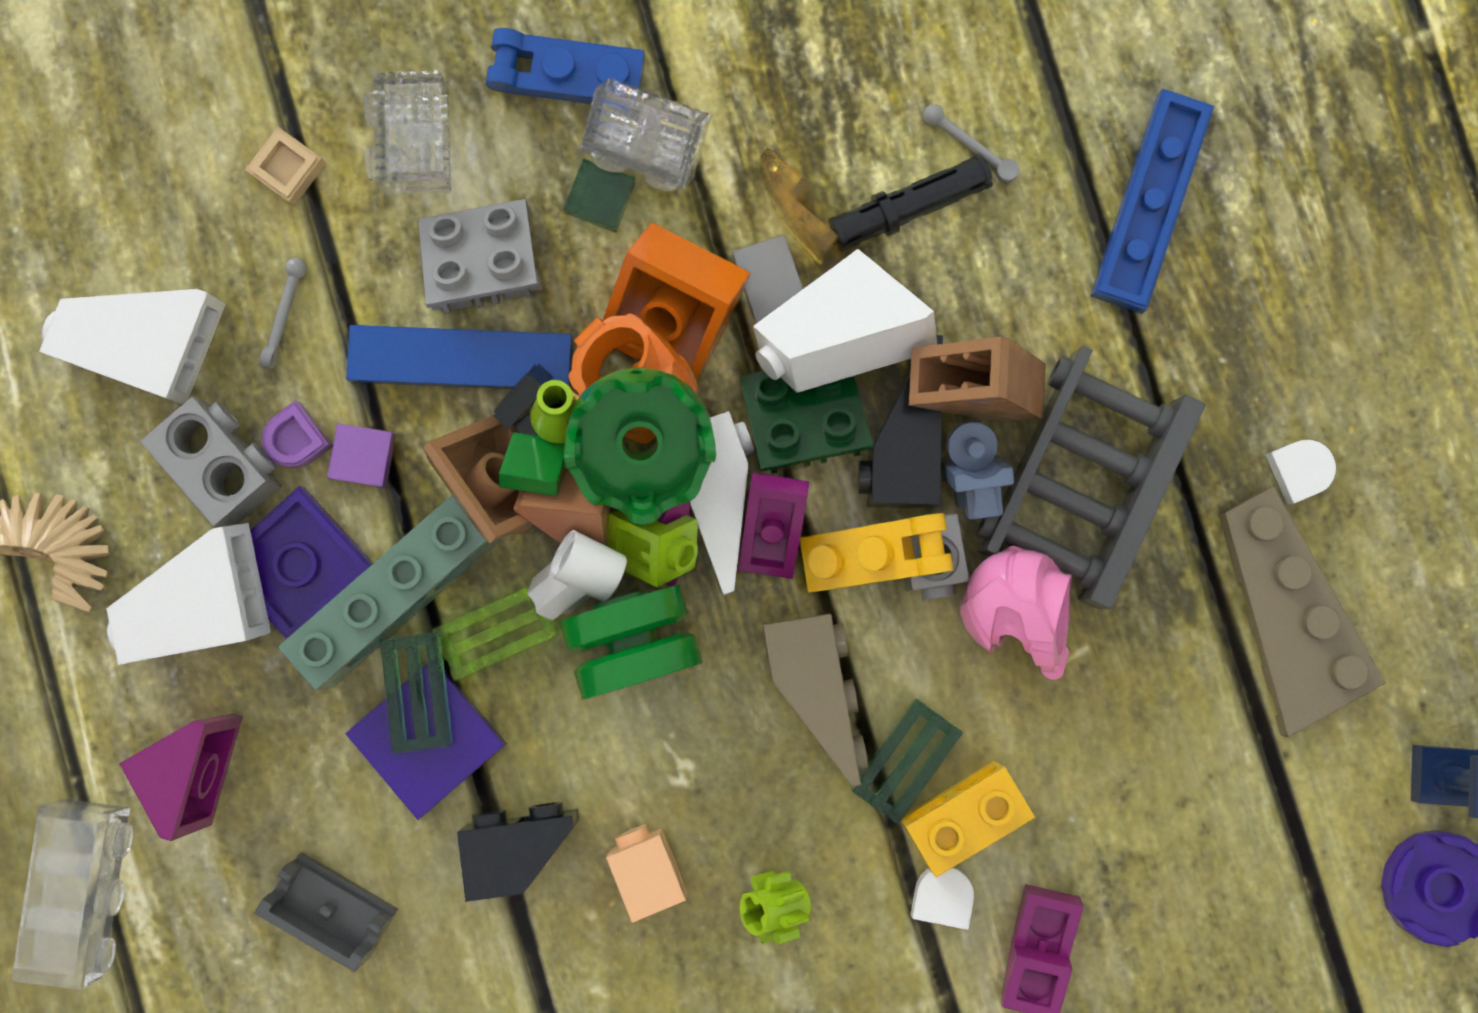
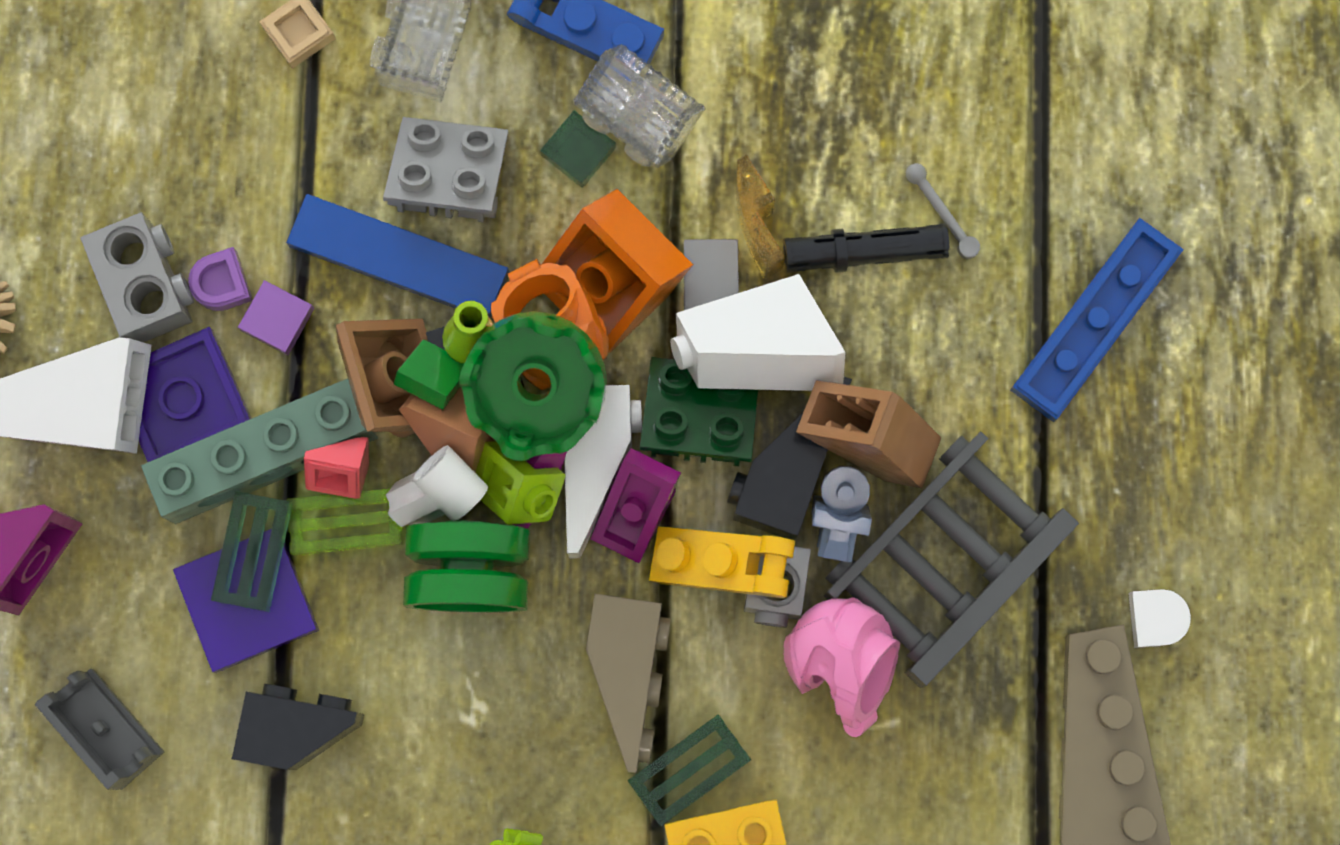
camera: 20 degrees right, 5 degrees down
(137, 338) = (108, 143): white slope -> none
(296, 269) = (274, 127): light grey hinge -> none
(472, 584) = (338, 468): none -> coral slope
(521, 396) = (441, 309): black tile -> none
(646, 872) = (408, 790): light nougat brick -> none

